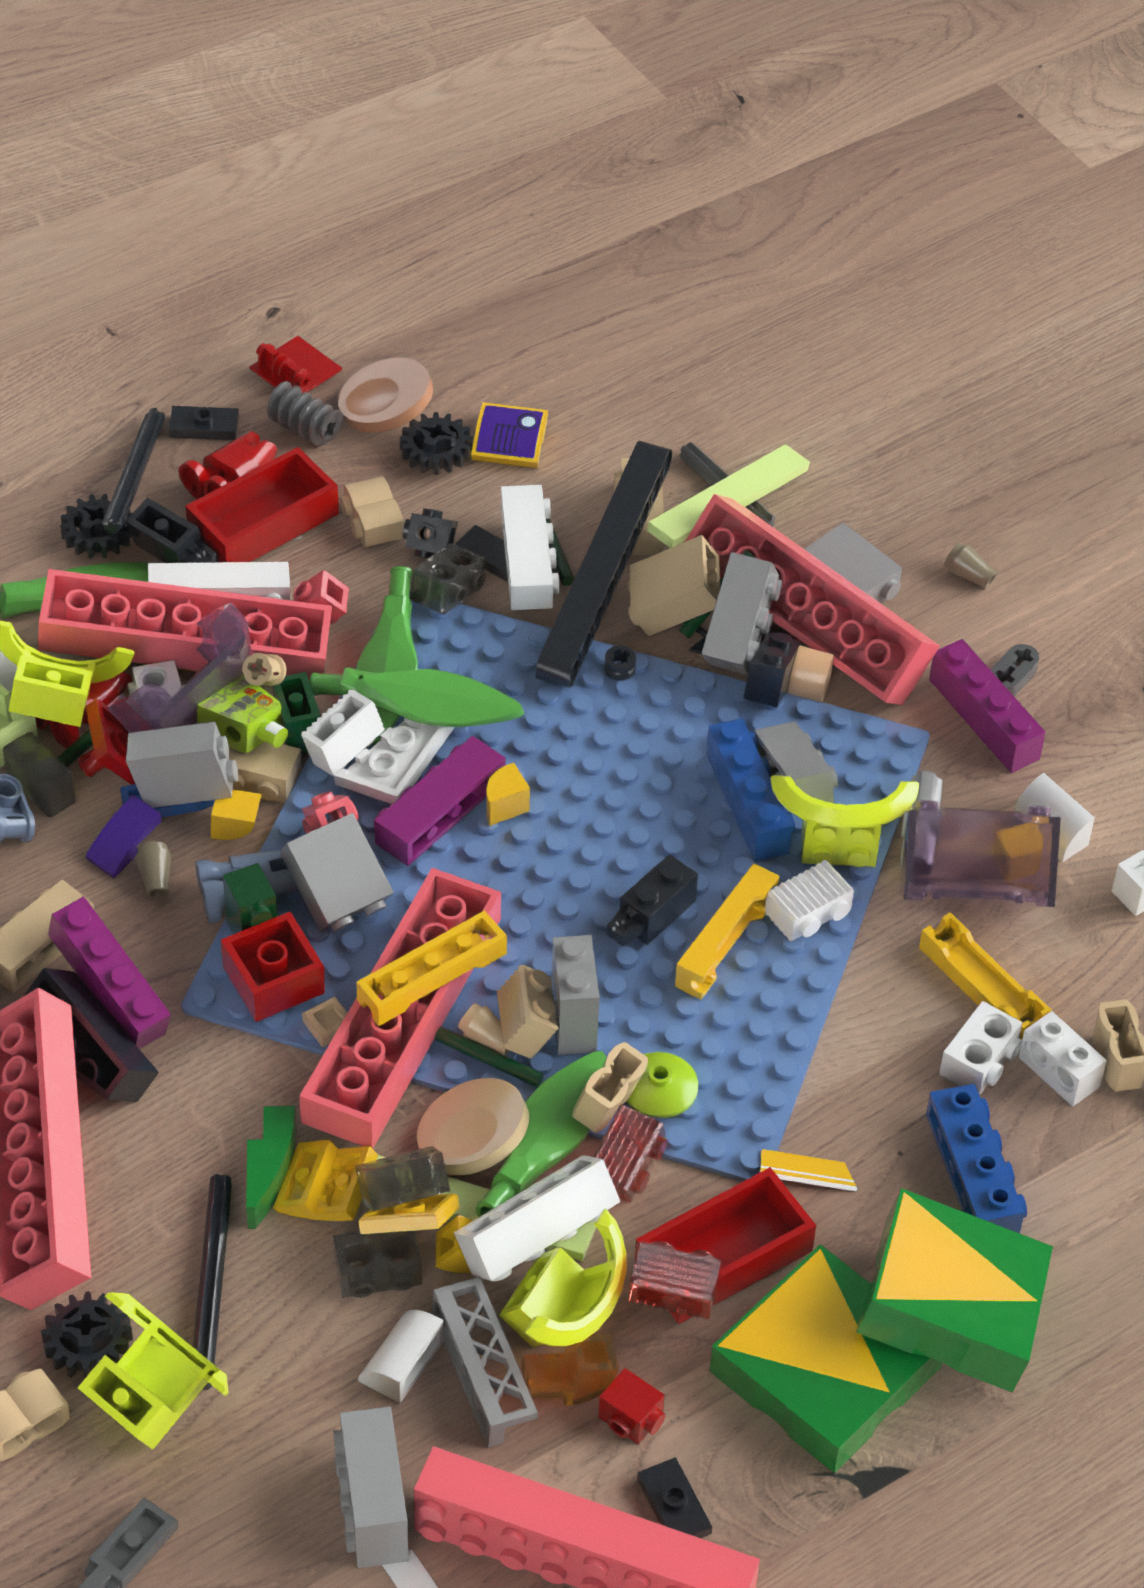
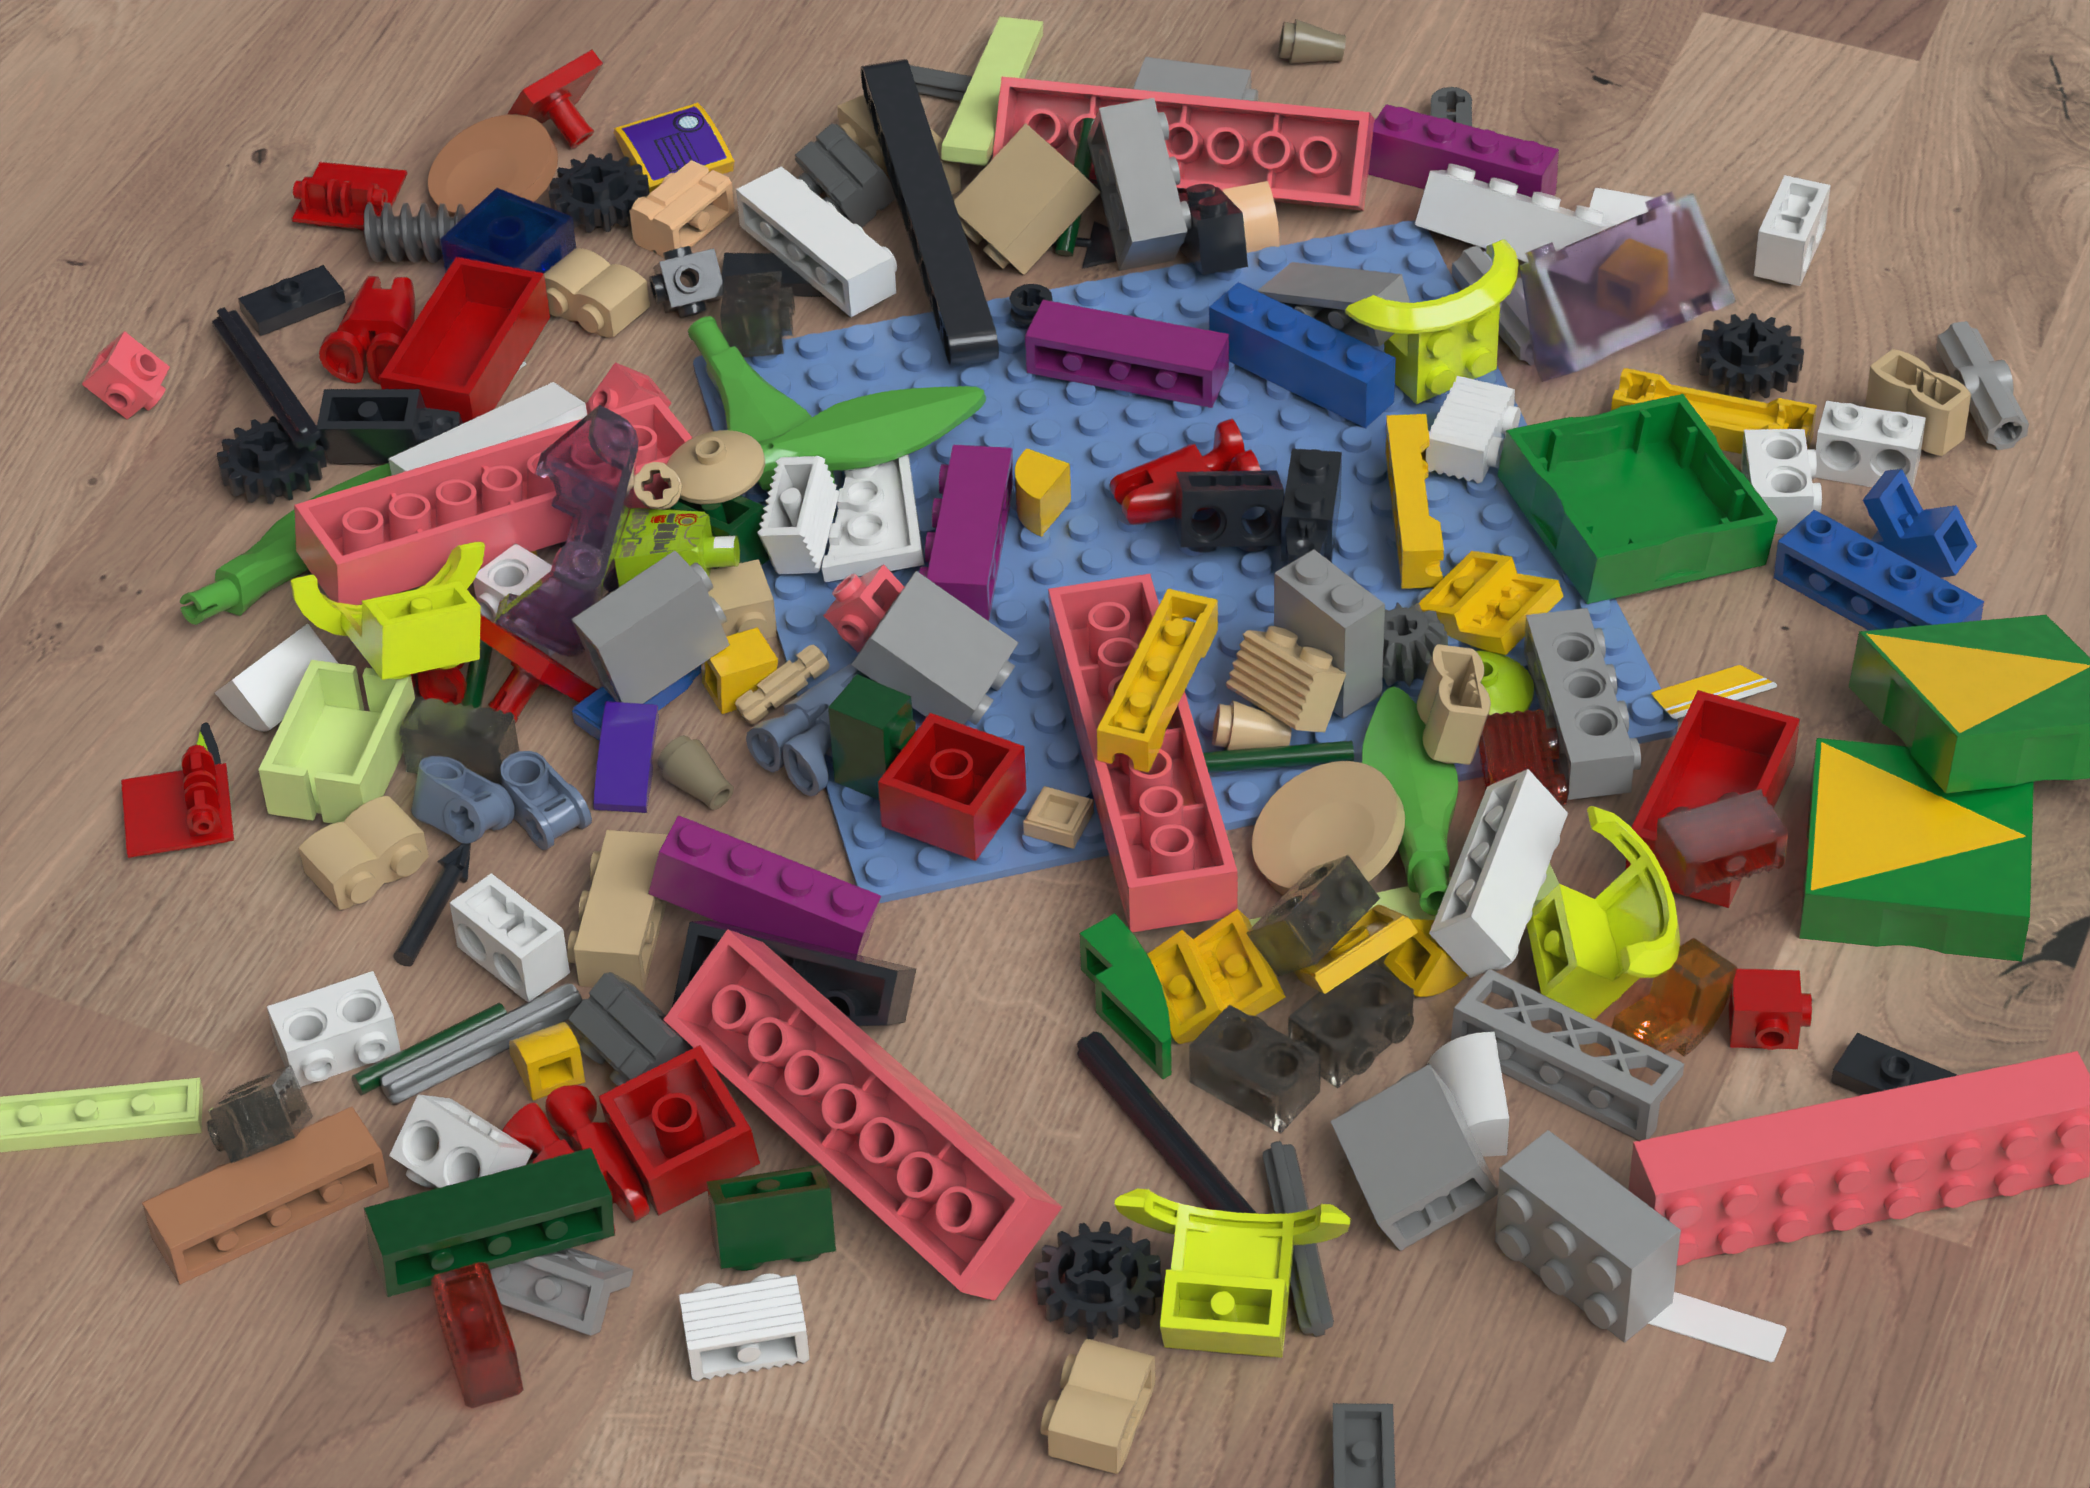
camera: 30 degrees left, 5 degrees down
(52, 835) = (542, 798): none -> sand blue piece
(61, 427) = (127, 376): none -> coral brick
(234, 1367) = (1307, 1275): none -> dark grey axle
(250, 839) = (782, 684): none -> tan axle
(290, 1256) = (1255, 1068): none -> clear smoke brick
(318, 673) = (717, 466): none -> tan dish
(324, 1371) = (1414, 1157): none -> light grey brick
(346, 449) = (510, 234): none -> clear blue brick
(457, 365) = (557, 94): none -> red tile
(472, 481) = (682, 209): none -> light nougat brick
(584, 507) = (845, 175): none -> dark grey brick
(597, 836) = (1150, 488): none -> red piece
(599, 871) = (1231, 496): none -> black brick
(629, 1023) = (1410, 642): none -> dark grey gear
(644, 729) = (1127, 353): none -> magenta brick
(714, 1028) = (1488, 601): none -> yellow slope
(718, 1082) = (1581, 703): none -> light grey brick
(870, 1009) = (1636, 498): none -> green tile
(970, 761) = (1494, 211): none -> white brick
(1030, 1137) = (1927, 537): none -> blue brick
(1047, 949) = (1750, 356): none -> black gear

